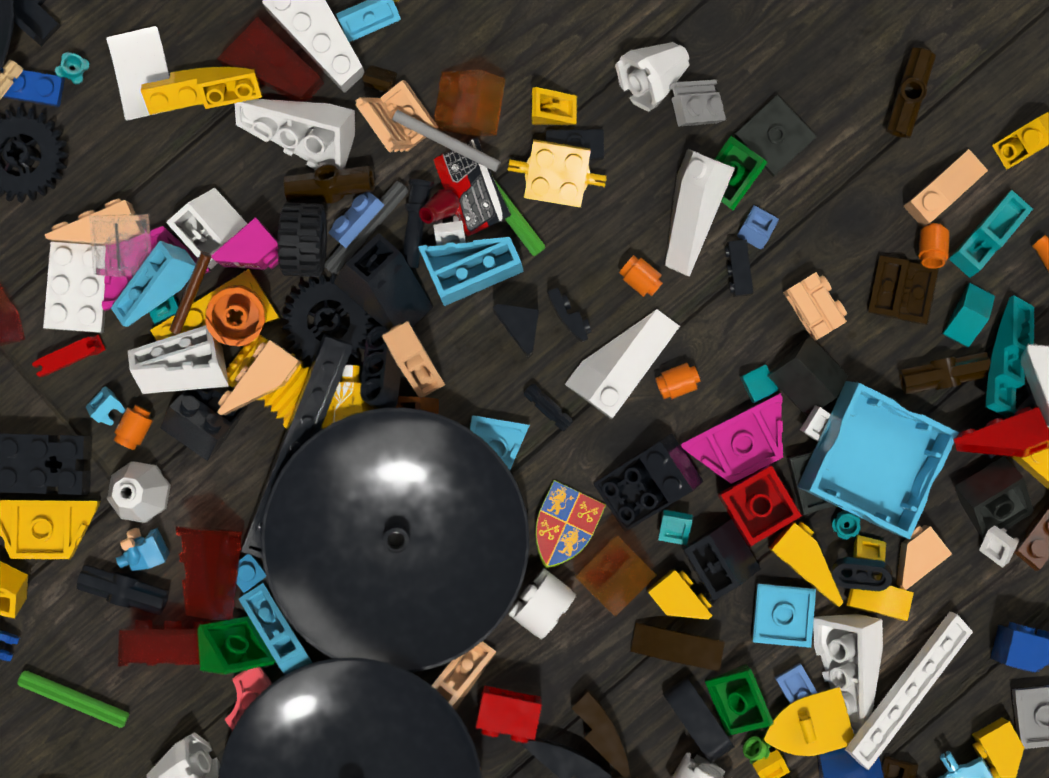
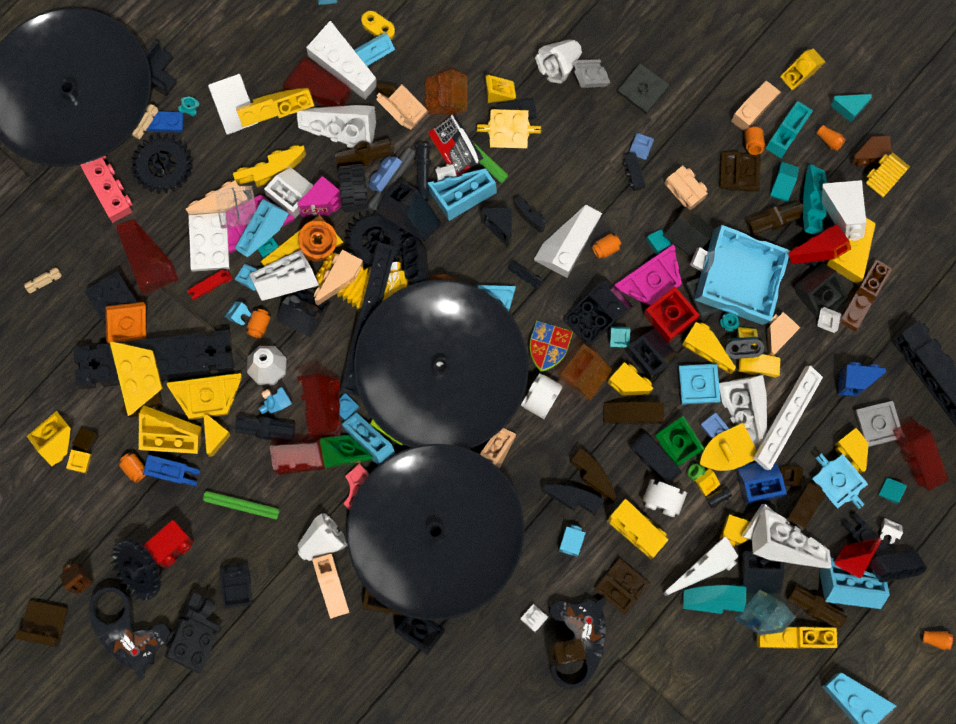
camera: 15 degrees left, 10 degrees down
(45, 588) = (214, 435): none -> yellow slope
(124, 343) = (244, 278): none -> medium azure slope
(190, 292) = (285, 230): reddish brown bar -> none
(195, 180) = (265, 172): none -> yellow slope
(413, 359) = (435, 251): light nougat slope -> none
(440, 206) = (437, 158): dark red cone -> none
(446, 140) = (435, 116): light grey bar -> none
(509, 714) = (531, 468): red brick -> none
(641, 276) = (572, 184): orange brick -> none
(696, 200) = (599, 136): white wedge -> none
(747, 168) = (620, 113): green slope -> none
(915, 76) = (724, 41): dark brown piece -> none

